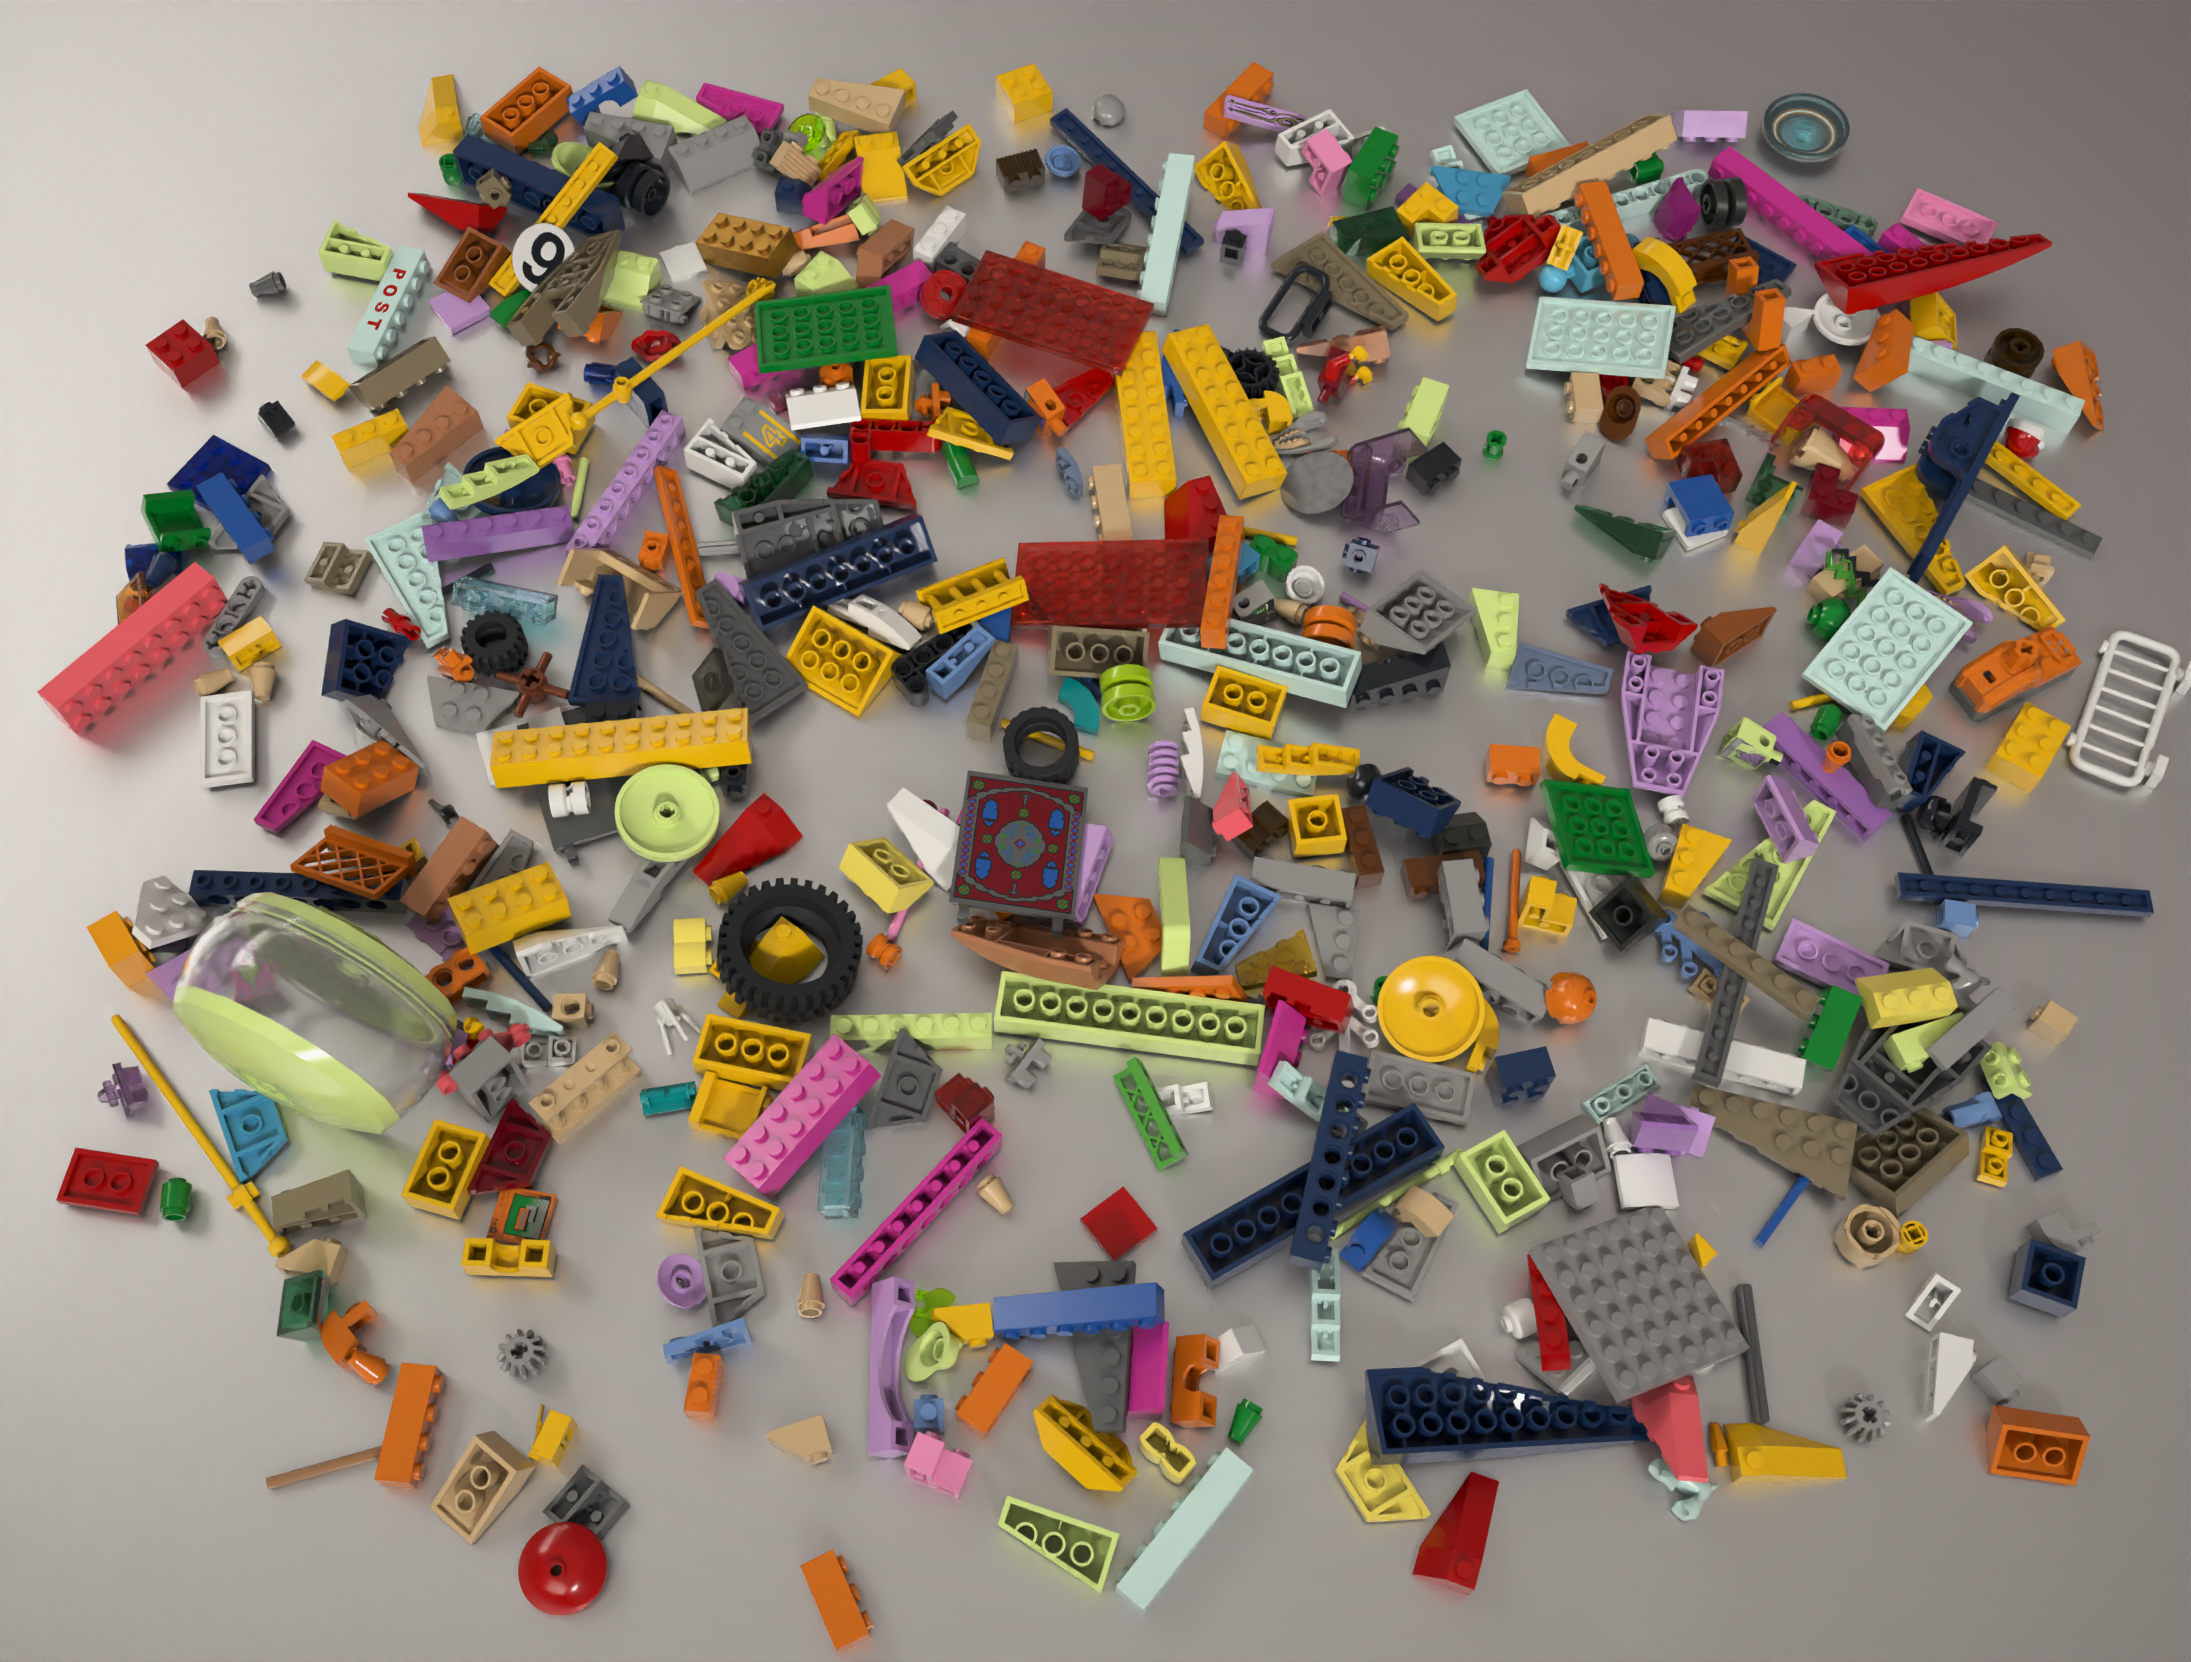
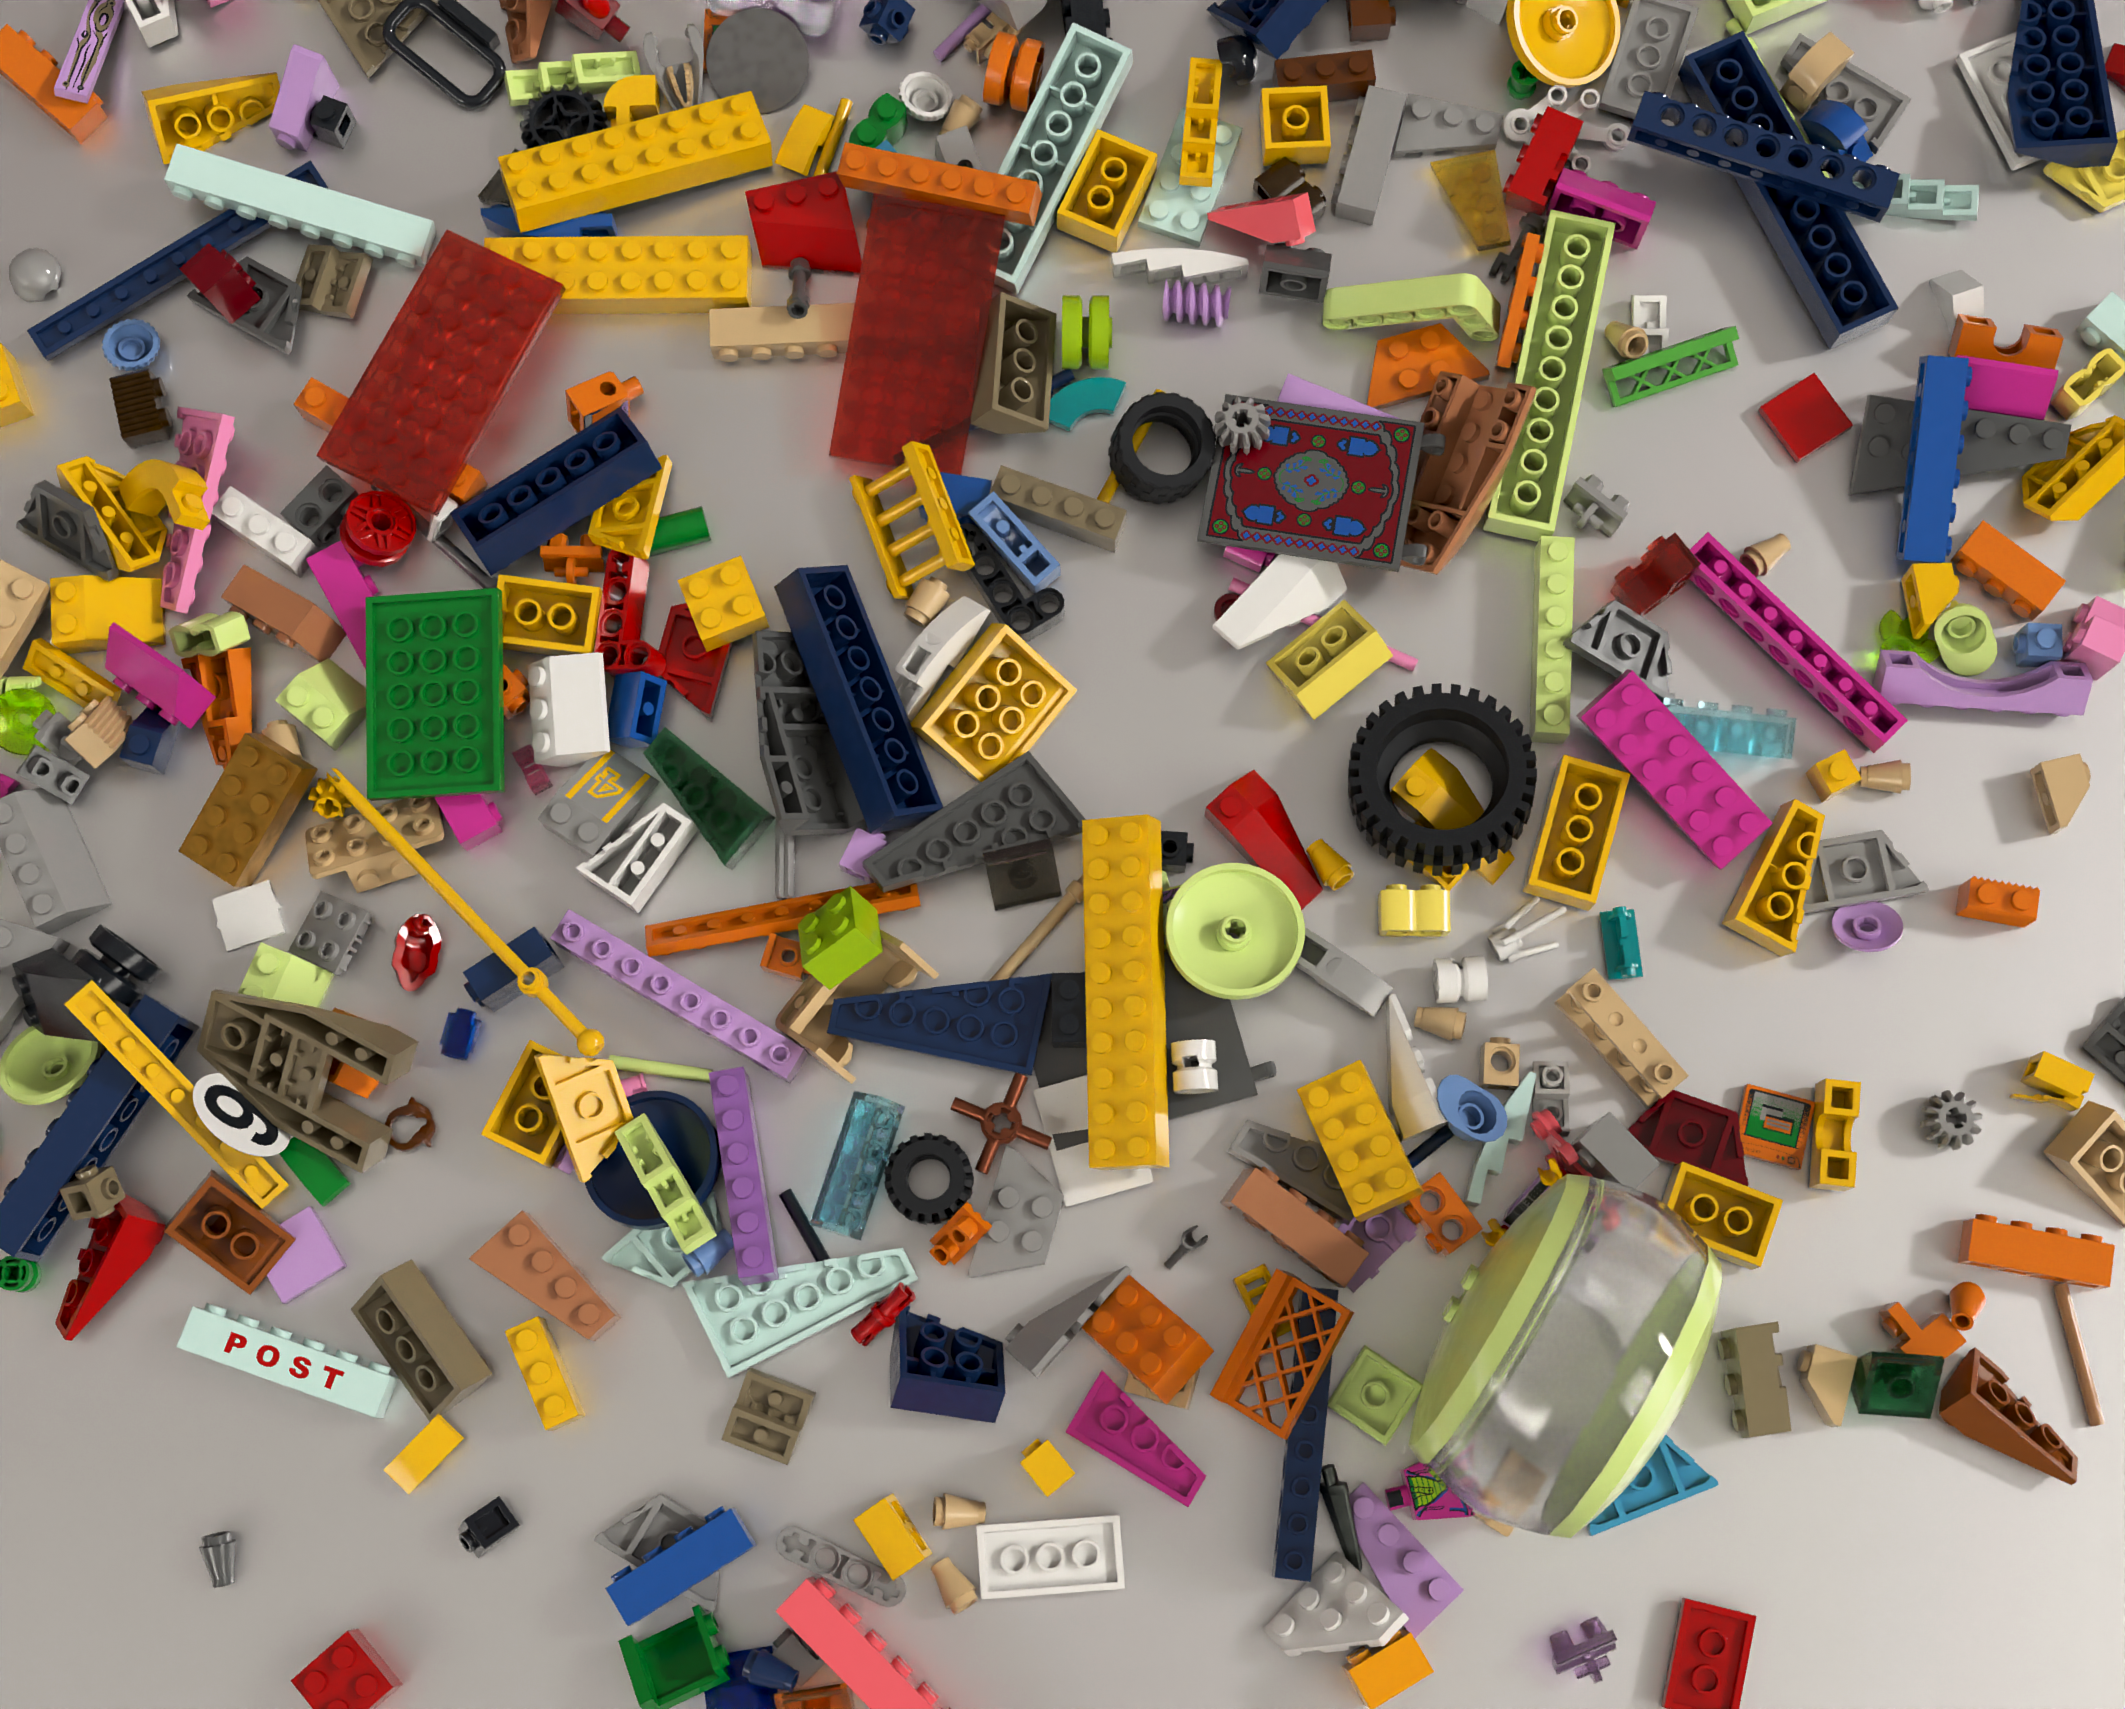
camera: 80 degrees left, 15 degrees up
(175, 1199) = (1738, 1567): green brick -> none
(214, 333) = (307, 1638): tan cone -> none
(214, 458) = (573, 1613): clear blue plate -> none
(241, 1194) = (1732, 1483): yellow bar -> none
(279, 1397) = (1991, 1414): none -> dark orange wedge
(285, 724) = (1046, 1466): none -> yellow brick
(353, 254) = (183, 1416): yellowish green wedge -> none
(530, 978) = (1470, 1110): none -> medium blue piece
(637, 978) = (1460, 979): none -> white wheel
(661, 569) = (839, 937): none -> lime brick
(708, 1341) = (1942, 883): medium blue wing -> none
(727, 1107) = (1642, 865): yellow panel -> none
(808, 1250) = (1833, 775): none -> yellow brick
(884, 951) = (1436, 668): orange wheel -> none
(901, 486) = (723, 603): none -> yellow brick
(957, 181) = (160, 483): none -> yellow arch
(957, 200) = (204, 450): none -> bright pink wing
(1057, 791) = (1254, 429): none -> light grey gear
(1072, 476) = (718, 376): sand blue slope -> none
(1083, 393) = (570, 355): red wing -> none
(1128, 511) = (798, 302): none -> dark grey bar
(1166, 1075) = (1627, 339): none -> tan cone
(1237, 919) = (1426, 239): medium blue wedge -> none
(1244, 1420) = (2043, 298): green cone -> none
(1265, 515) = (803, 138): none -> yellow slope
(1305, 1093) = (1664, 181): light aqua slope -> none

